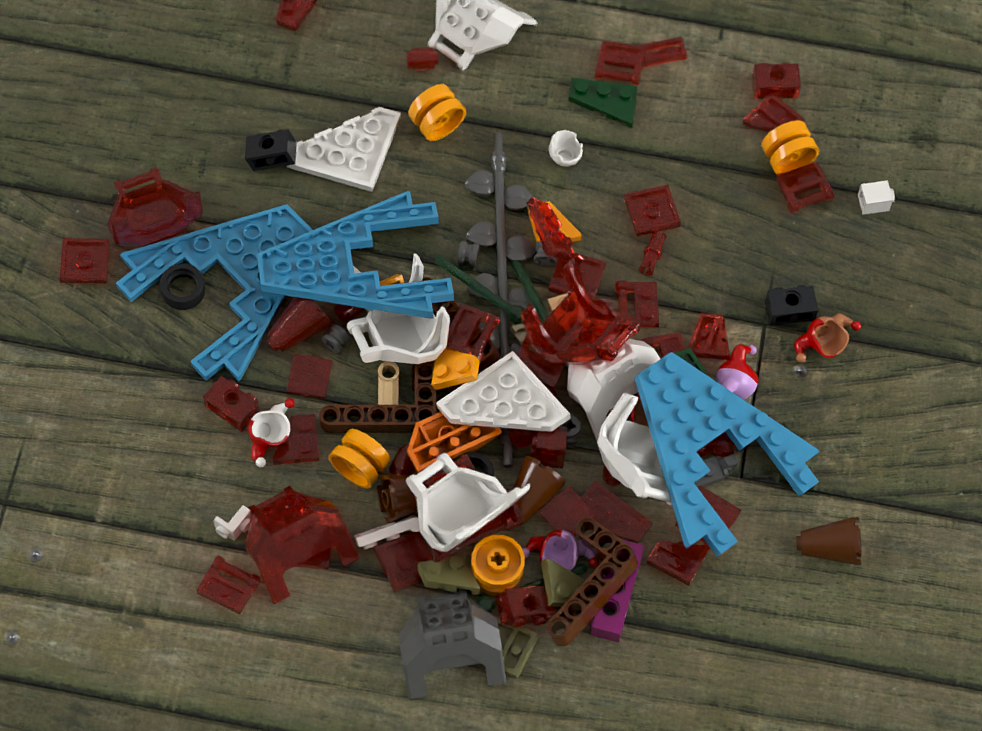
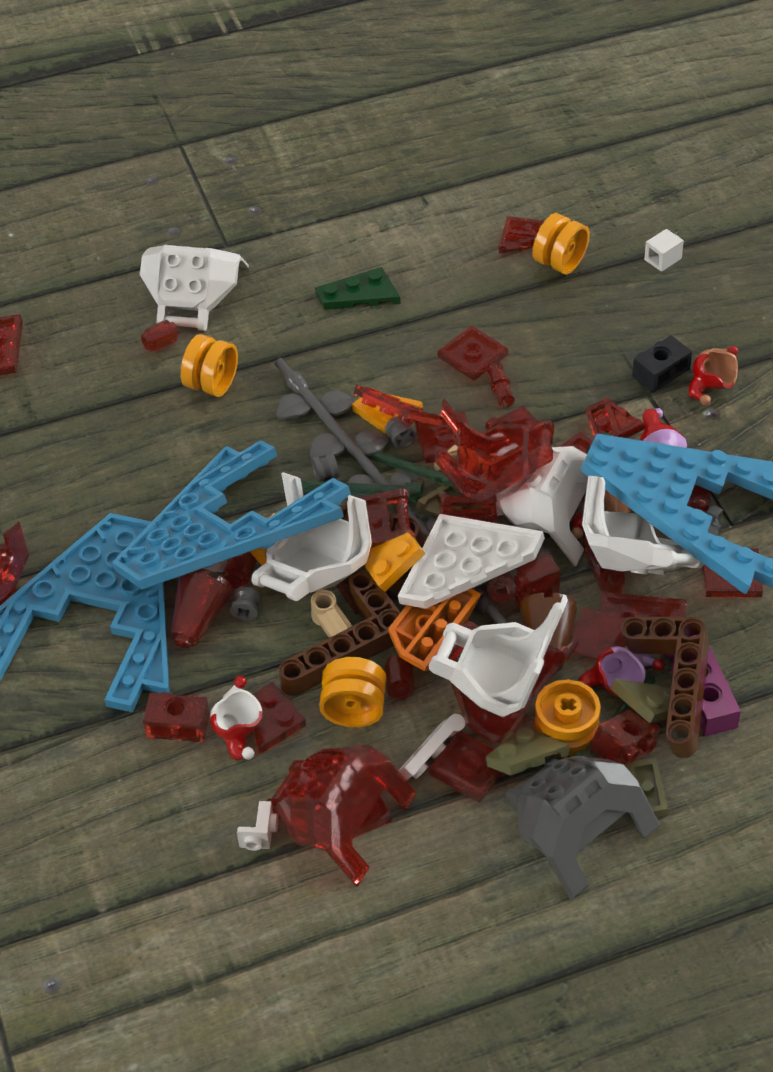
camera: 25 degrees left, 15 degrees down
(177, 271) = (47, 621): black tyre -> none
(226, 591) = (295, 900): clear red plate -> none
(270, 150) = (61, 473): black brick -> none
(309, 376) = (240, 654): clear red piece -> none
(351, 151) = (141, 444): white plate -> none
(396, 497) = (420, 705): reddish brown cone -> none
(565, 148) = (352, 342): white hair -> none
(622, 56) = (351, 250): clear red plate -> none
(664, 55) = (385, 235): clear red tile -> none
(677, 560) = (736, 620): clear red wing -> none
(764, 82) = (505, 202): clear red brick -> none
(802, 180) = (589, 267): clear red plate -> none

